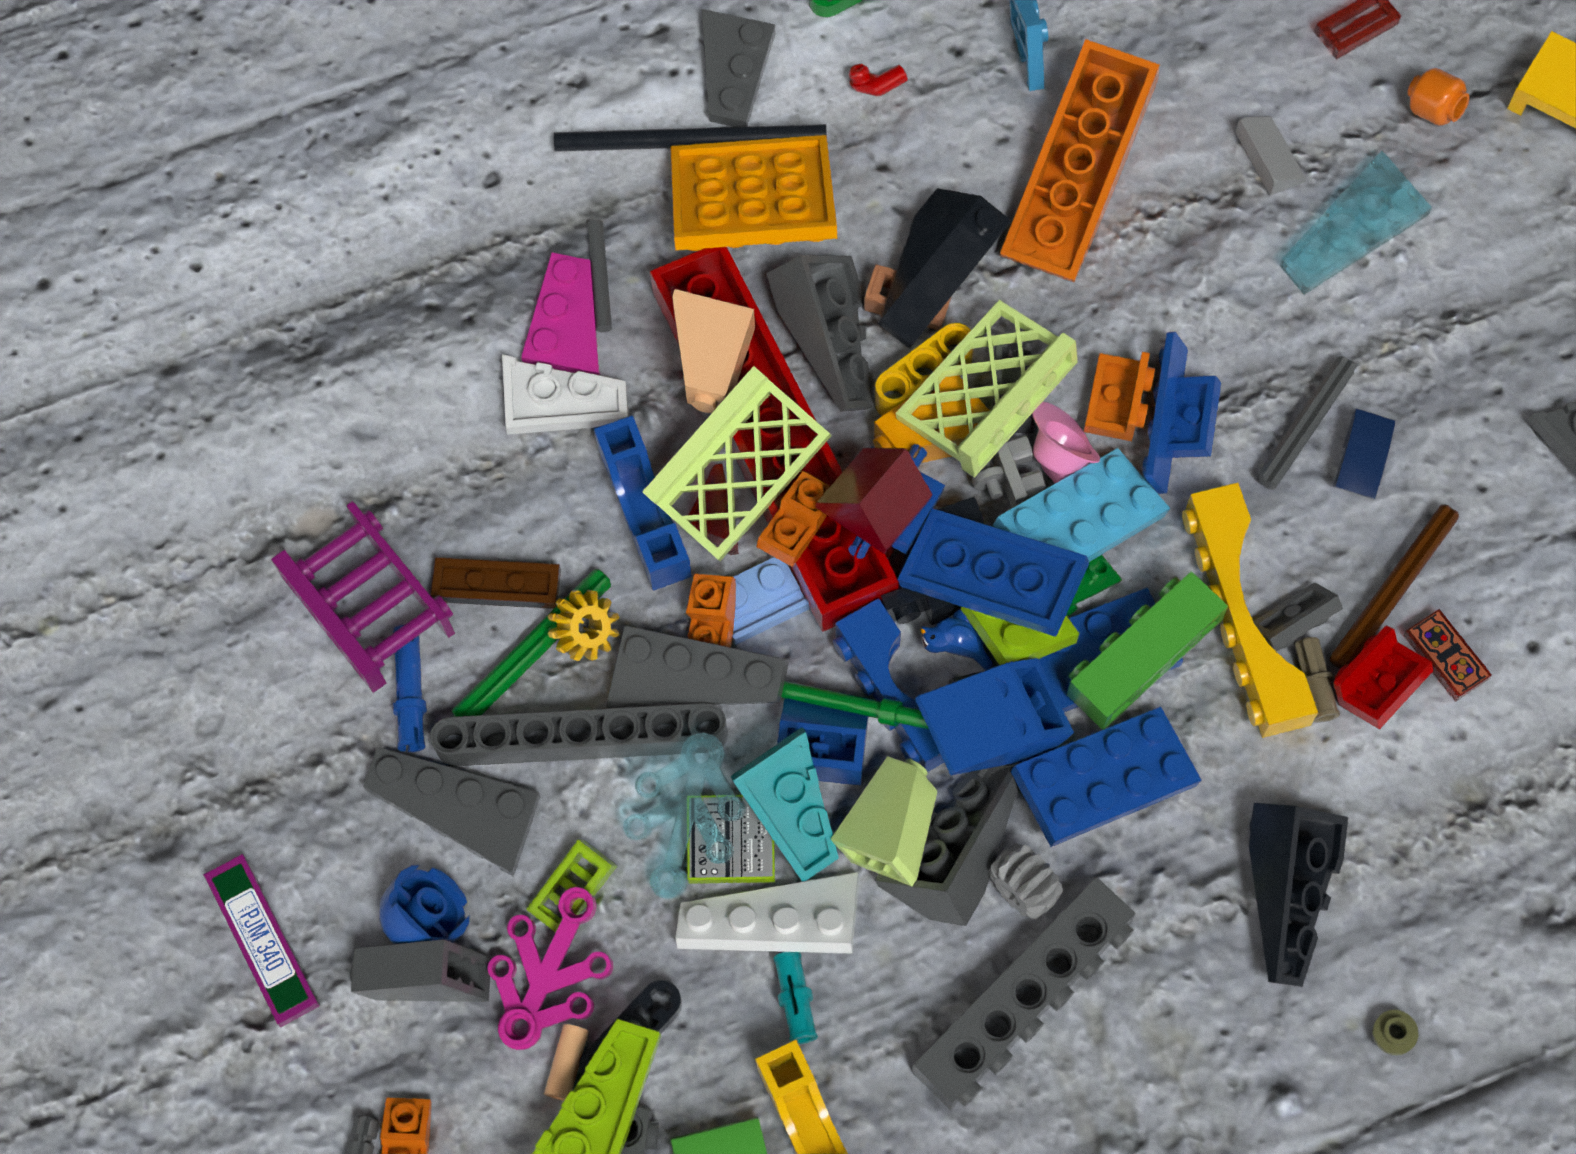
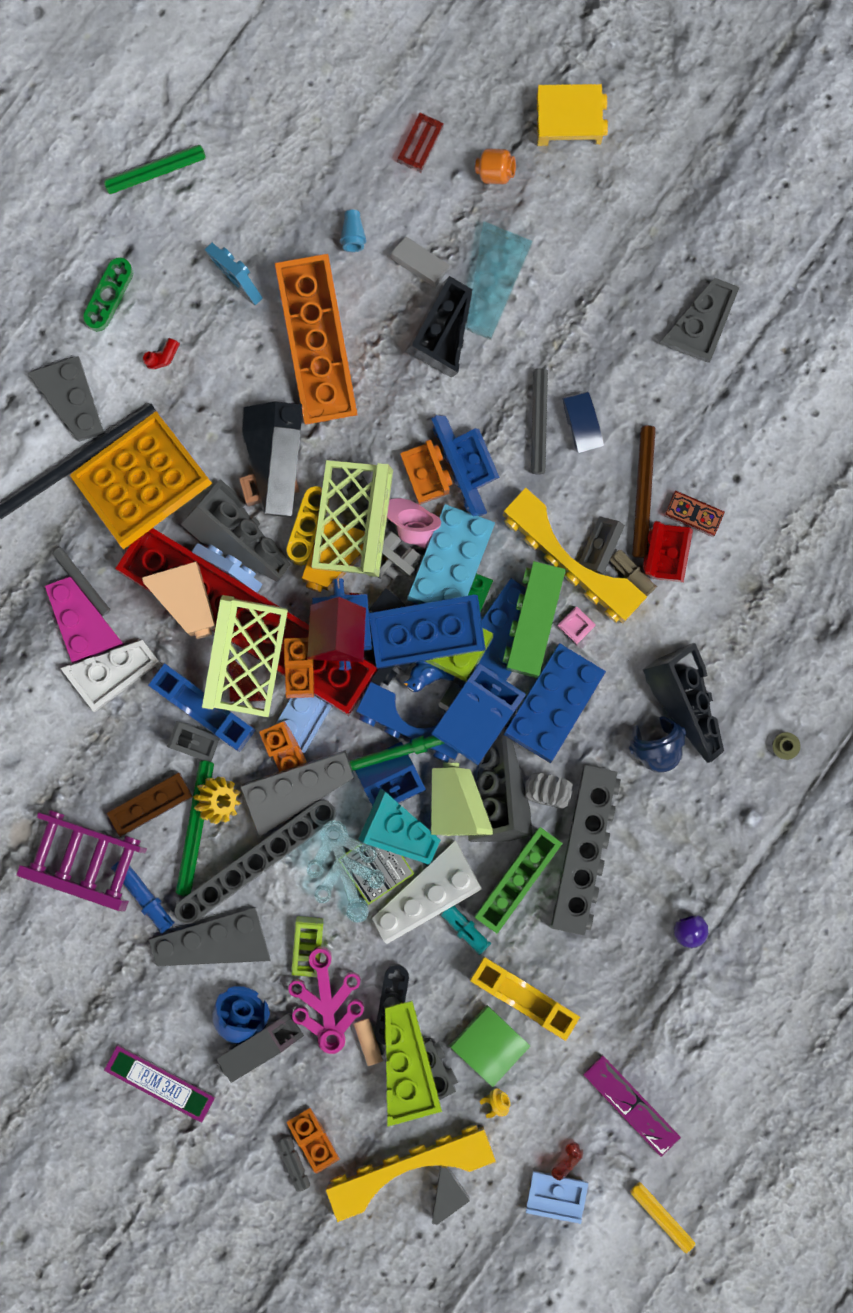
camera: 35 degrees left, 15 degrees up
(601, 536) = (193, 741): none -> dark grey slope
(794, 350) = (229, 565): none -> light blue plate
(908, 972) = (518, 880): none -> bright green brick
(1197, 700) = (576, 625): none -> bright pink tile
(1204, 75) = (352, 233): none -> dark azure cone
(1213, 924) = (663, 753): none -> dark blue helmet
(1246, 238) = (443, 327): none -> black wedge

